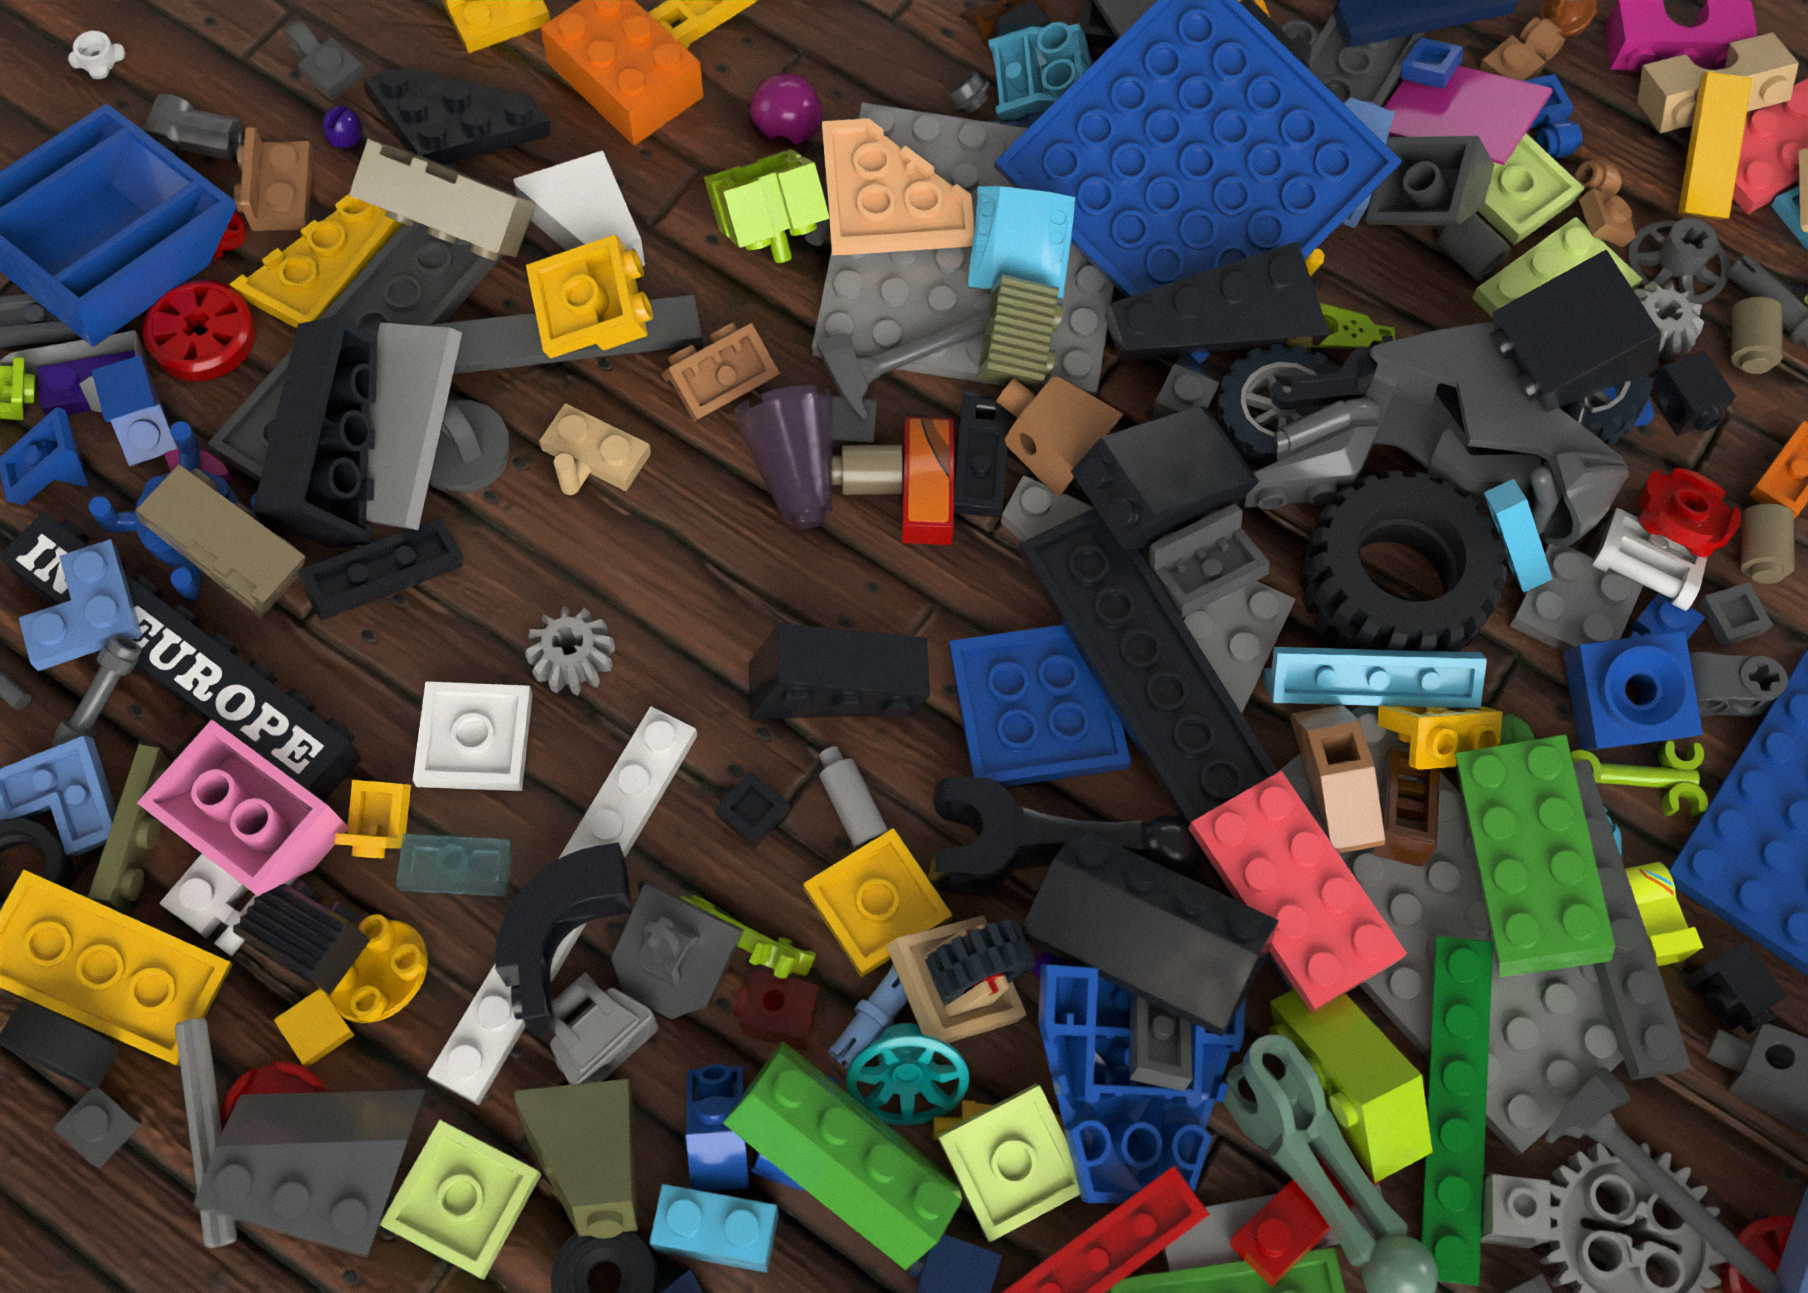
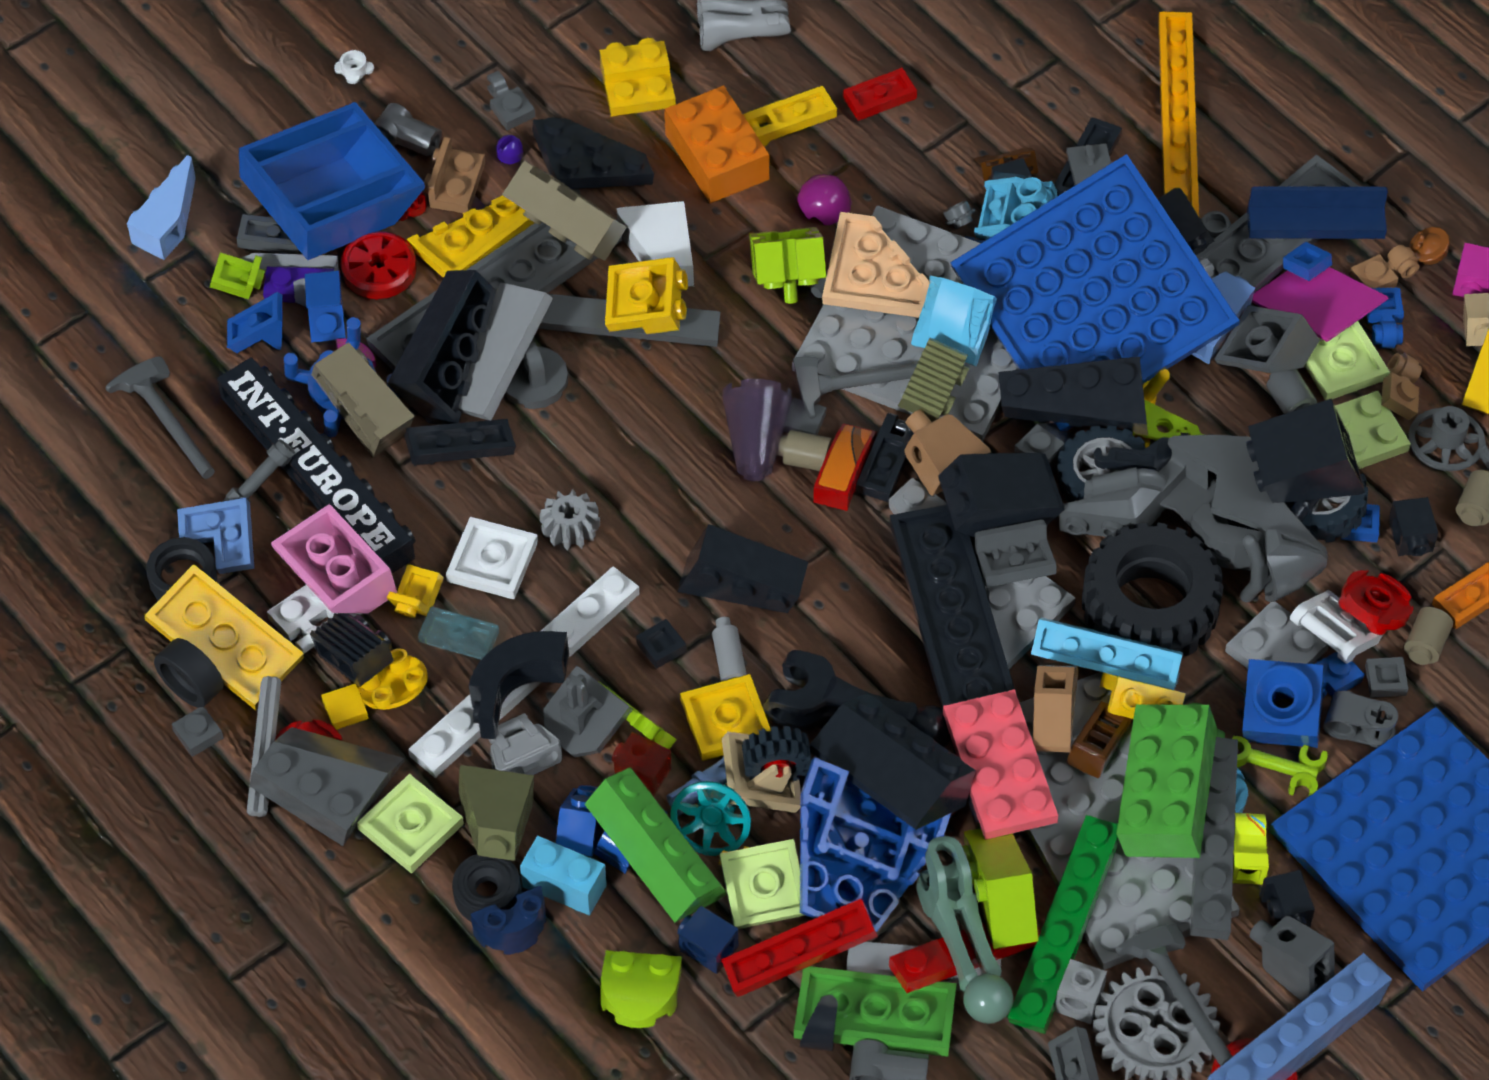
camera: 20 degrees right, 10 degrees down
(97, 609) = (263, 429): medium blue plate -> none
(132, 833) = (261, 563): olive plate -> none
(592, 447) = (620, 395): tan plate -> none
(720, 371) = (723, 364): medium nougat bracket -> none
(1033, 709) = (869, 625): blue plate -> none
(1159, 1046) = (876, 829): dark grey hinge -> none
(1519, 534) = (1235, 584): medium azure piece -> none
(1674, 318) = (1409, 474): light grey gear -> none

